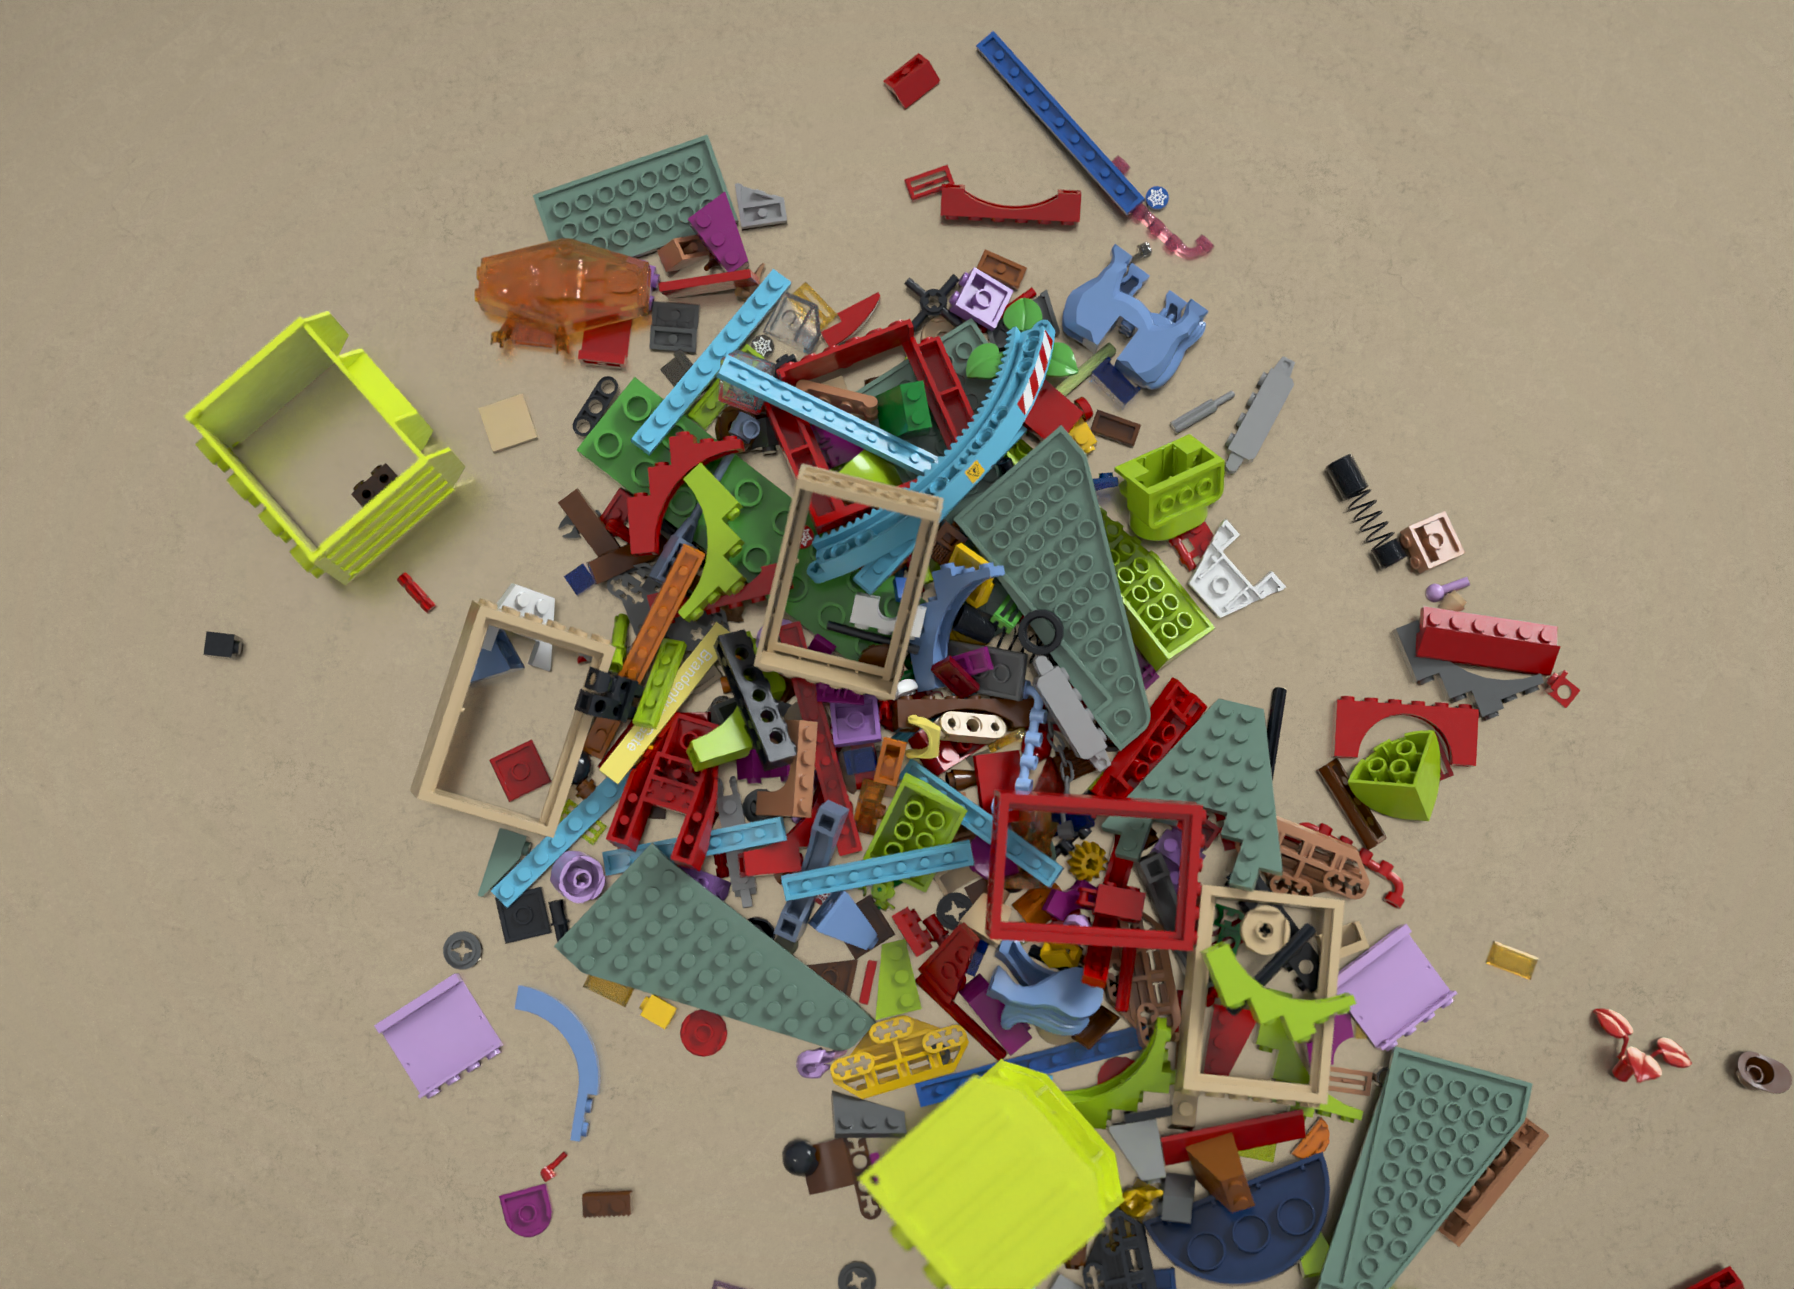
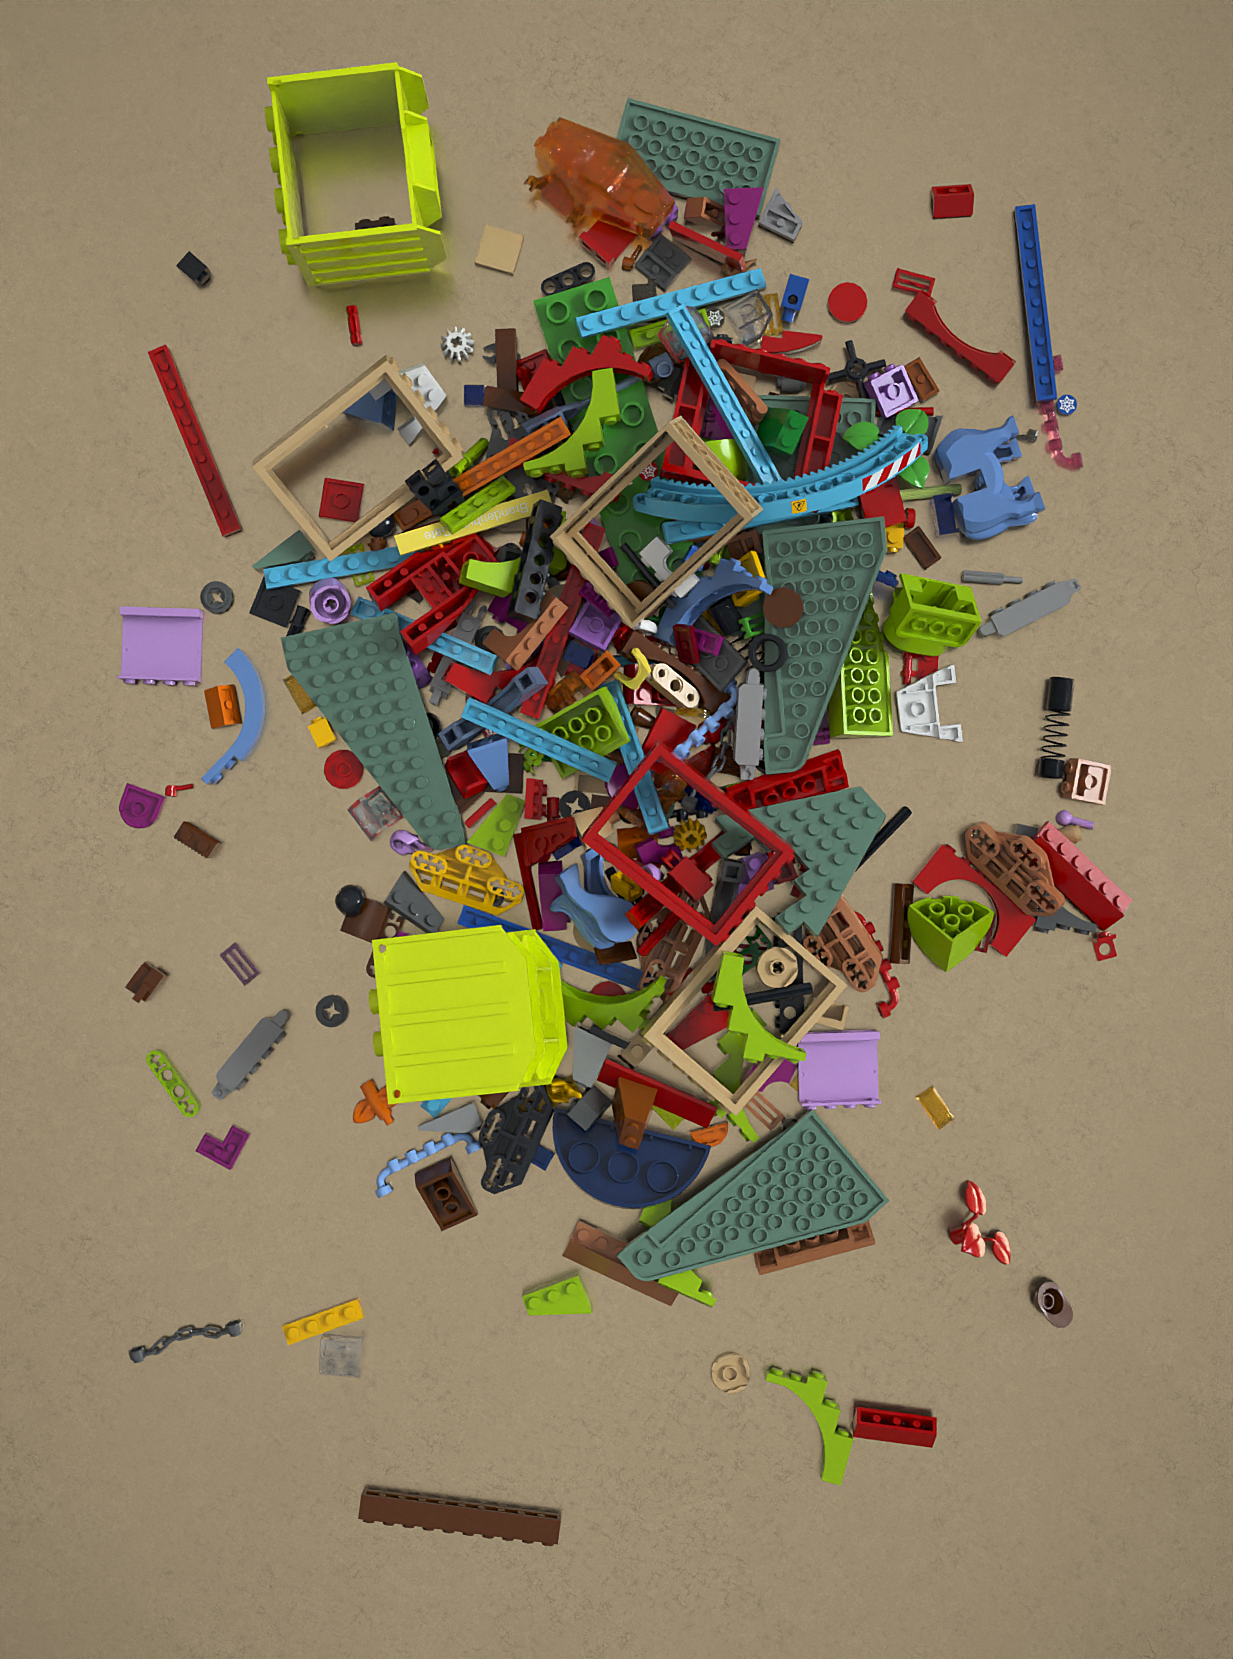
camera: 35 degrees right, 5 degrees up
(336, 812) = (194, 440): none -> red plate
(536, 546) = (454, 337): none -> white gear
(541, 1054) = (222, 706): none -> orange panel
(642, 350) = (628, 263): none -> dark orange hand
(765, 1054) = (375, 813): none -> clear slope
(823, 264) = (795, 288): none -> blue torso
(828, 954) = (465, 774): none -> red panel
(879, 244) = (847, 302): none -> red tile
(880, 360) = (790, 384): none -> light grey brick
(1025, 578) = (783, 607): none -> reddish brown tile
(1064, 875) = (666, 833): none -> magenta plate
(1425, 672) = (1015, 866): none -> nougat connector

